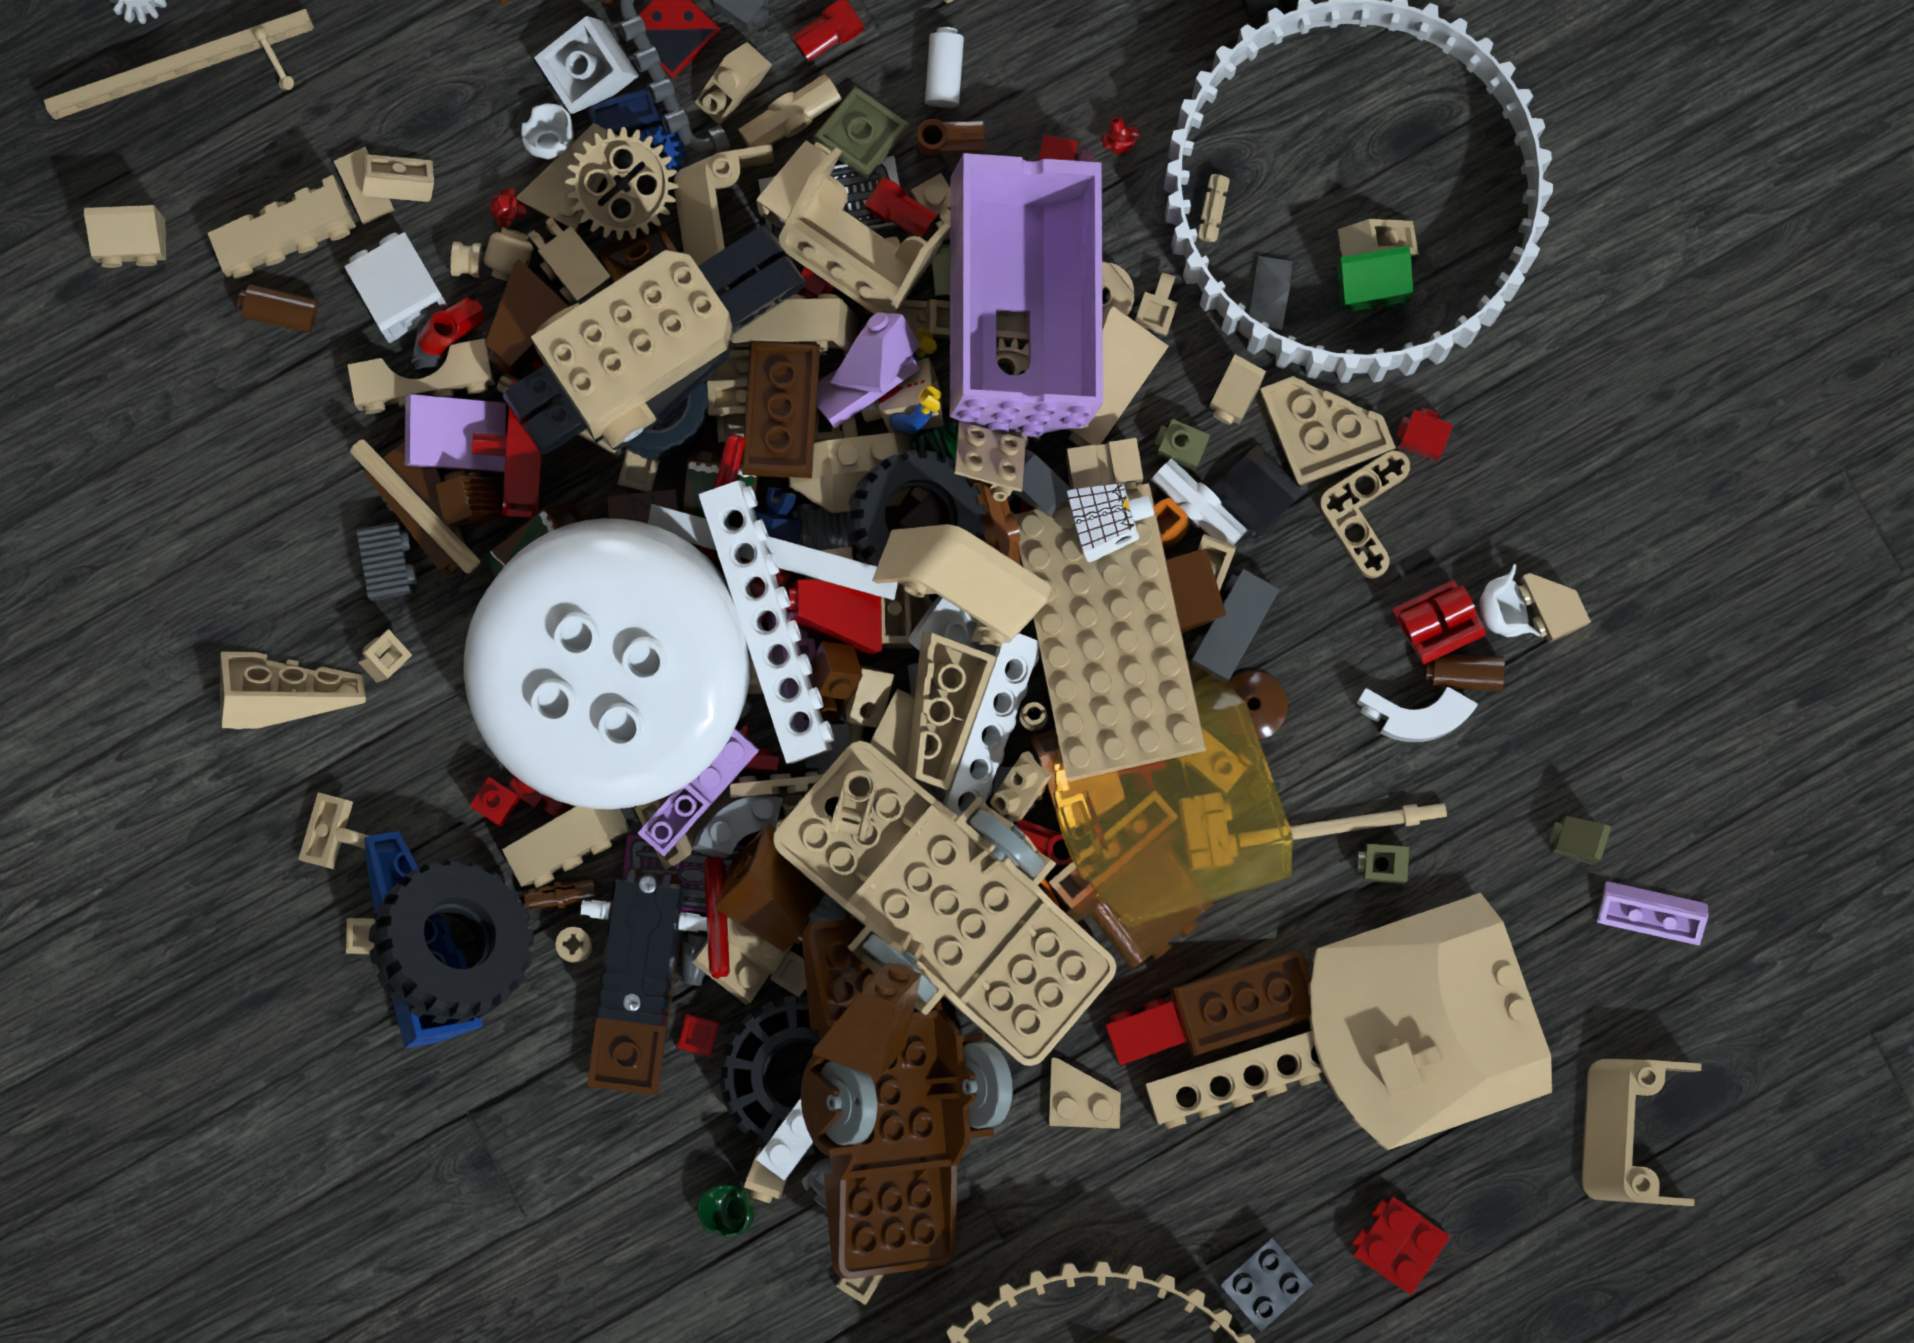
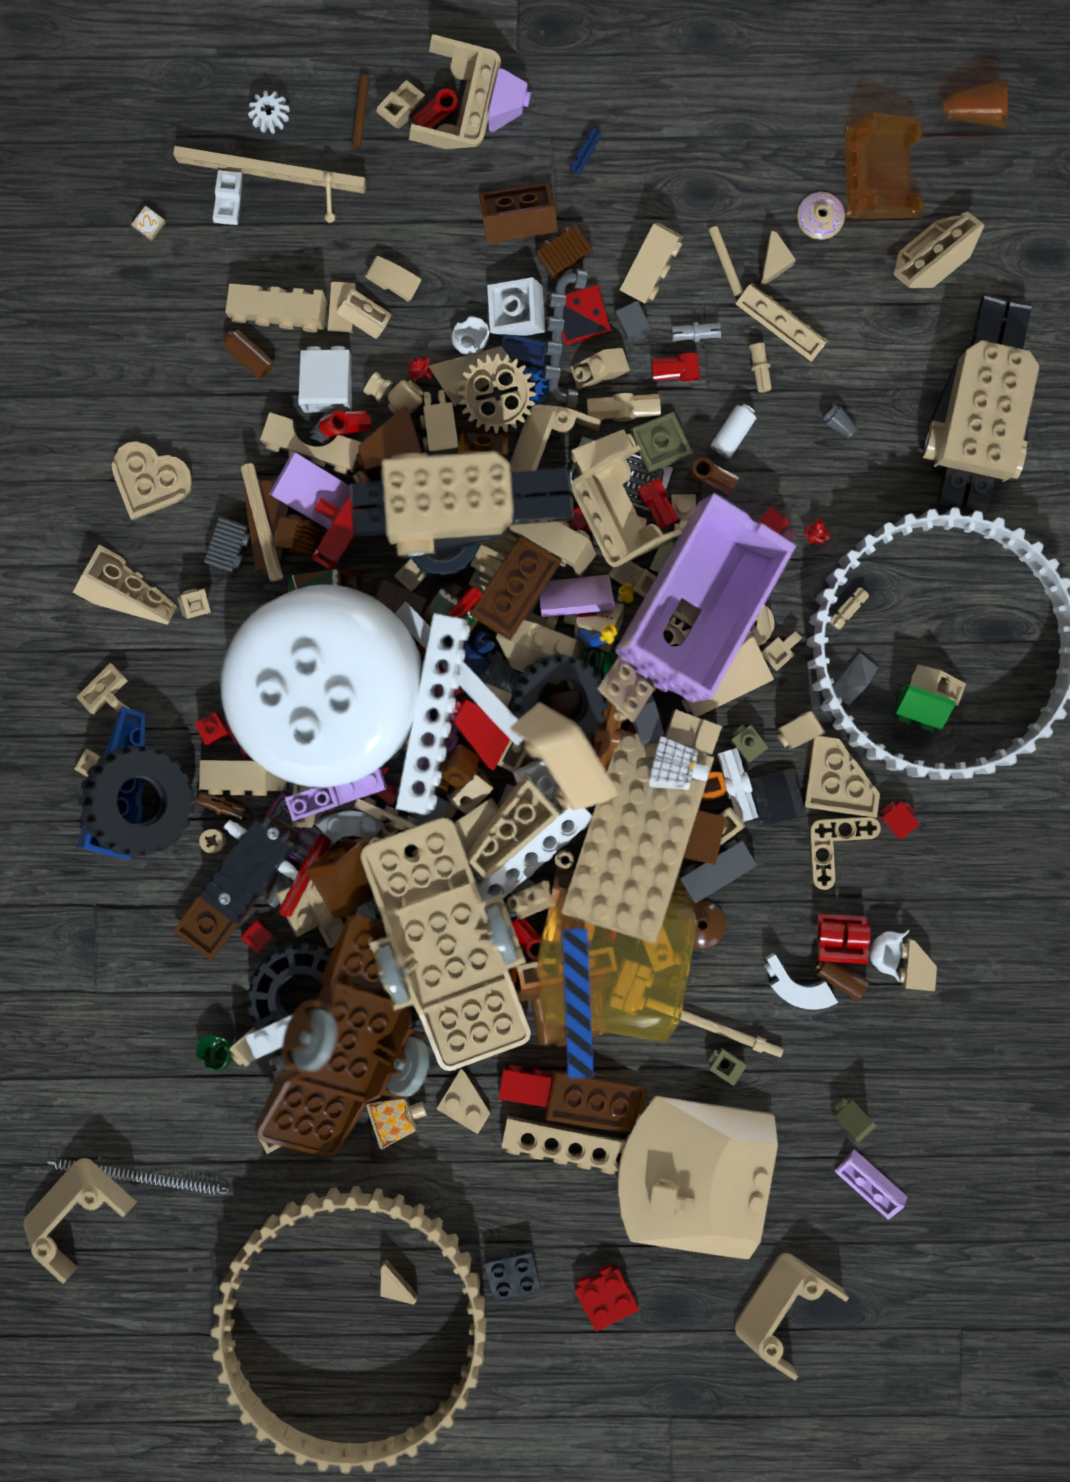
camera: 30 degrees right, 5 degrees up
(60, 215) = (148, 223): none -> tile
(126, 235) = (179, 257): tan slope -> none
(143, 128) = (228, 197): none -> white slope
(239, 535) = (149, 480): none -> tan plate
(409, 112) = (393, 277): none -> tan slope
(854, 808) = (421, 860): tan piece -> none
(875, 1024) = (355, 1003): reddish brown slope -> none
(877, 354) = (593, 586): lavender slope -> none
(1002, 1166) = (394, 1118): none -> torso
(1151, 879) = (578, 1003): none -> tile

